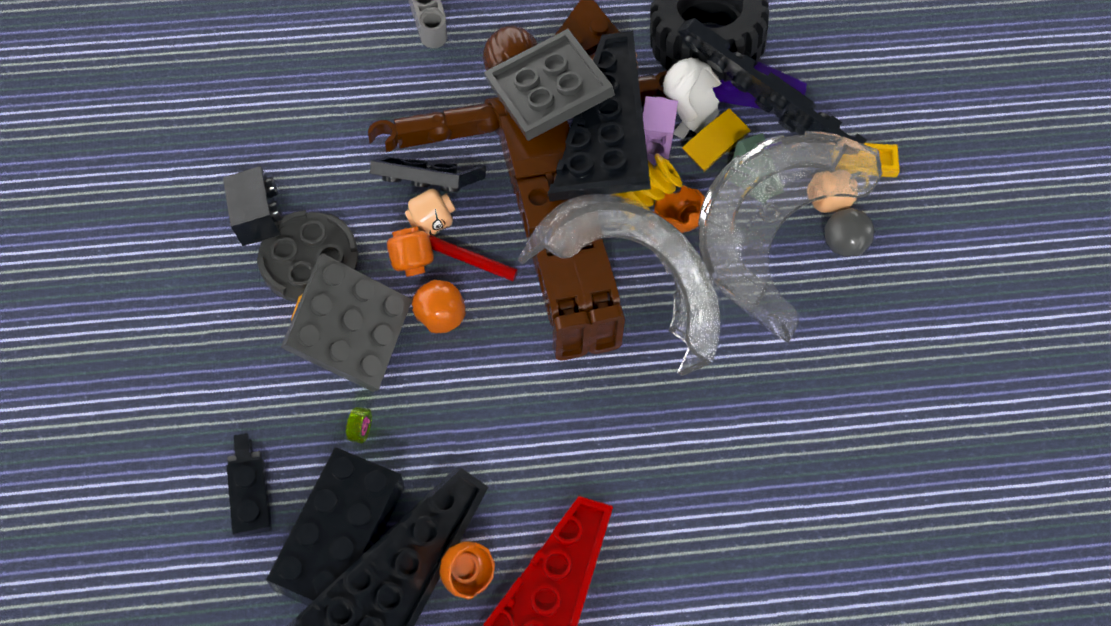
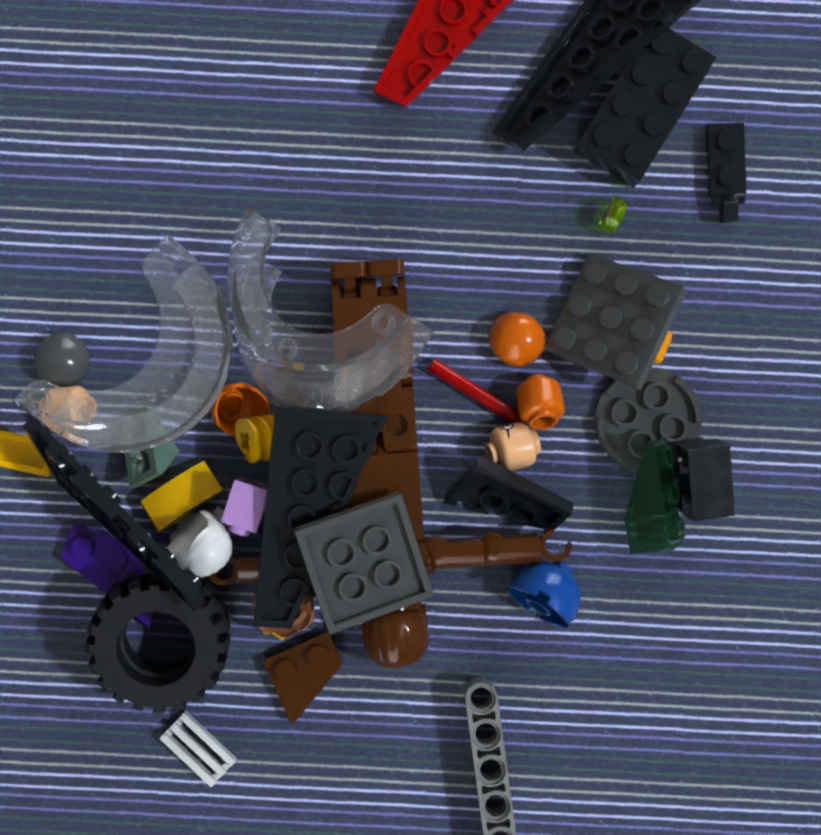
camera: 165 degrees left, 25 degrees up
(296, 174) = (653, 511): none -> clear green slope
(383, 101) = (547, 590): none -> blue cylinder
(467, 569) = (525, 49): orange hair -> none

